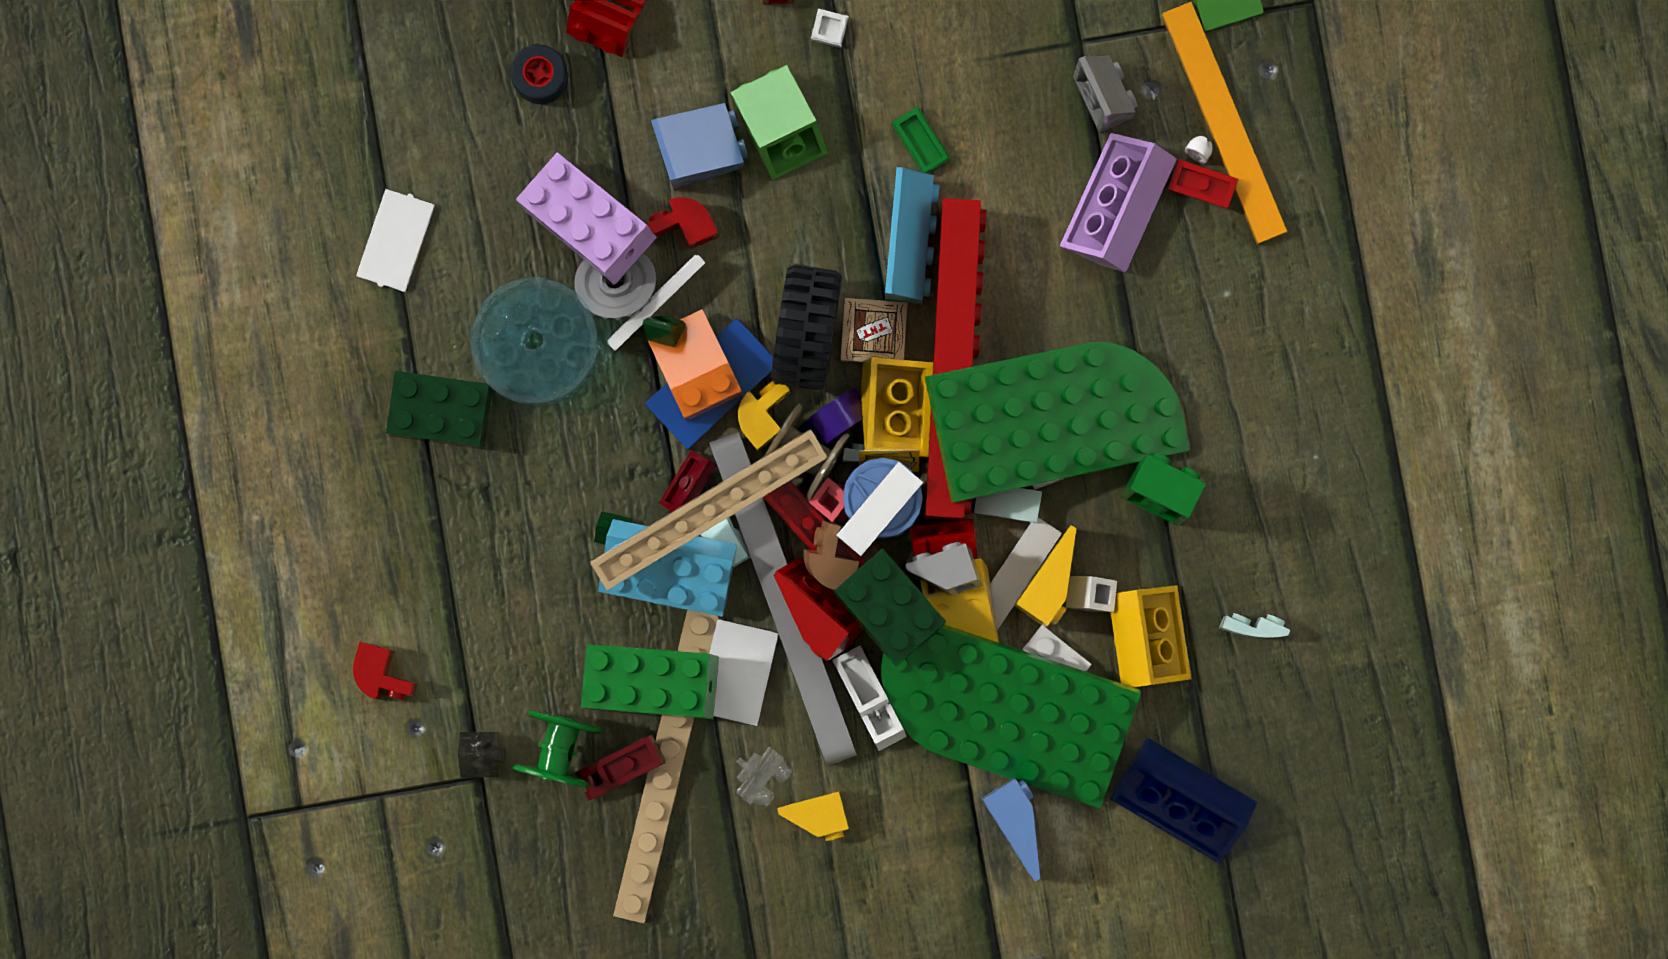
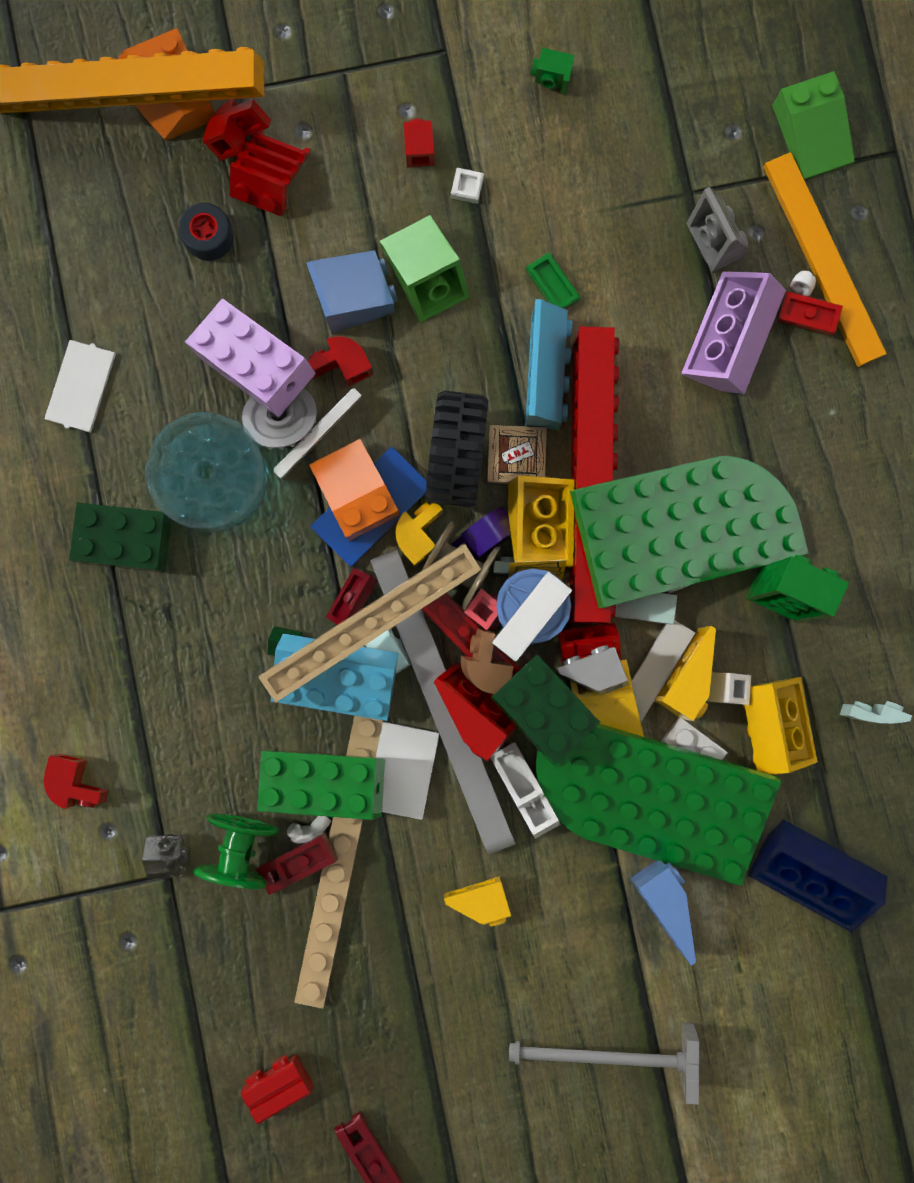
camera: 15 degrees left, 0 degrees up
(625, 737) = (303, 834): none -> white arm
(663, 329) = (324, 457): dark green slope -> none
(757, 773) = (424, 864): clear hips -> none

